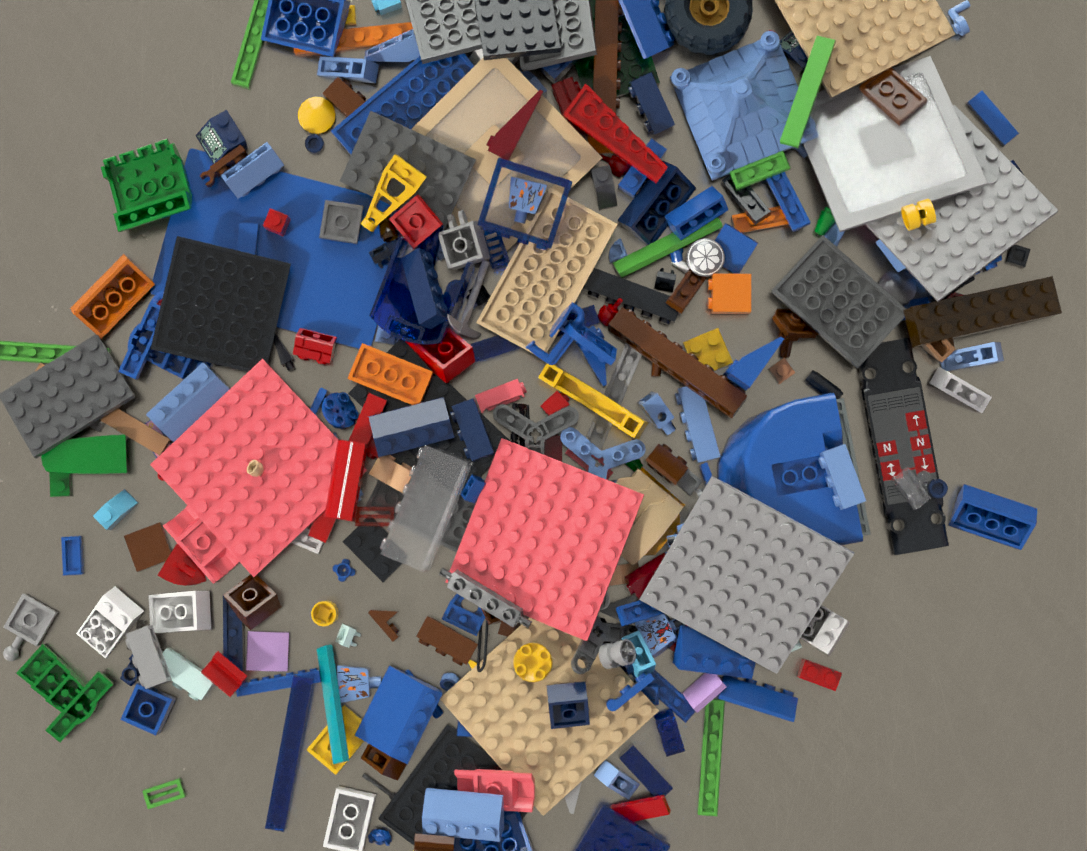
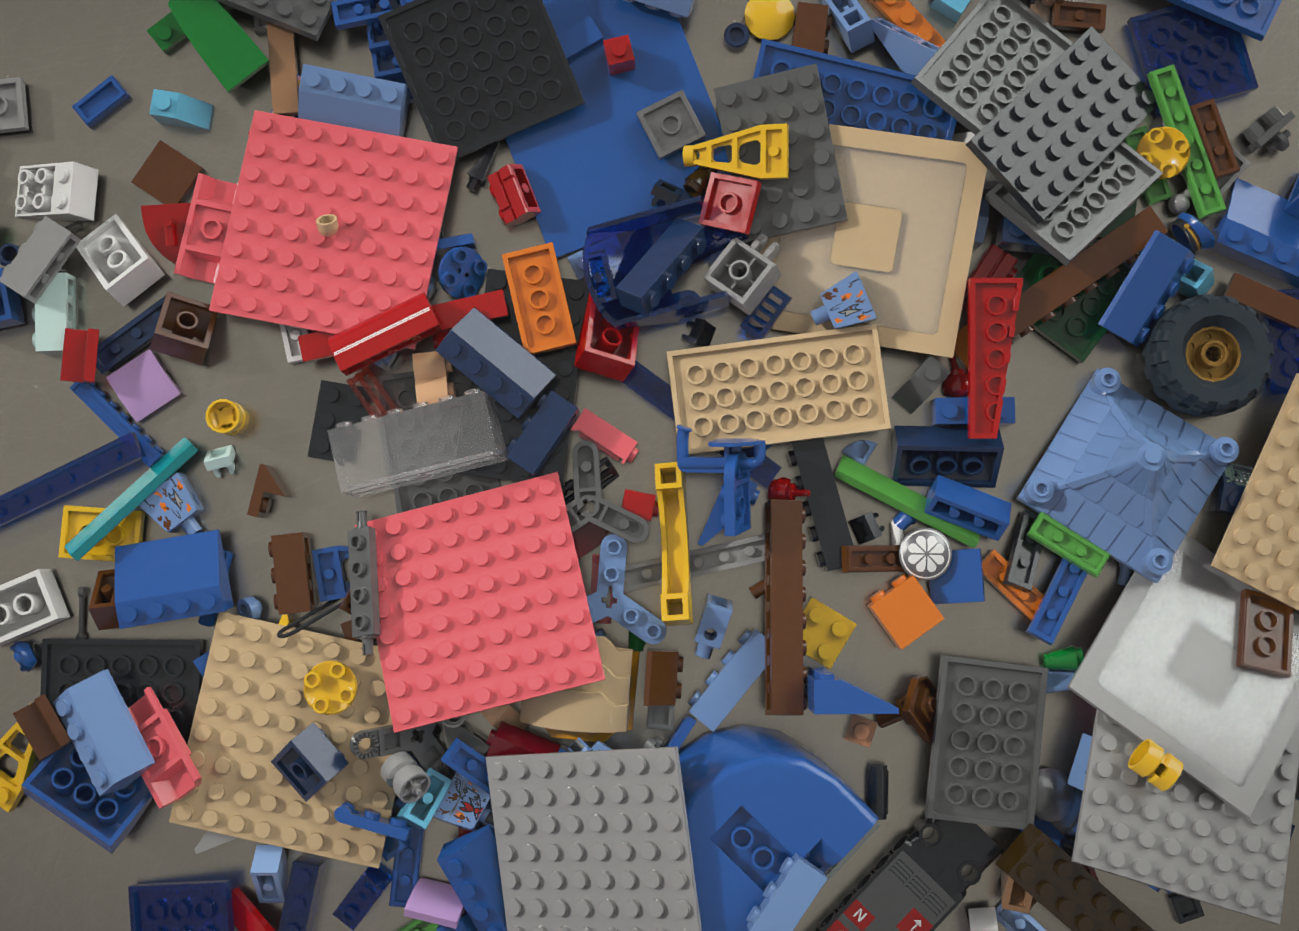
camera: 55 degrees right, 0 degrees up
(343, 575) = (286, 399): blue plate -> none
(461, 326) = (649, 338): light grey piece -> none
(473, 488) = (479, 481): blue piece -> none
(507, 232) = (791, 312): clear blue window -> none
(508, 136) = (902, 235): dark red slope -> none
(651, 104) = (1052, 369): dark blue brick -> none
(807, 91) = (1200, 534): bright green tile -> none

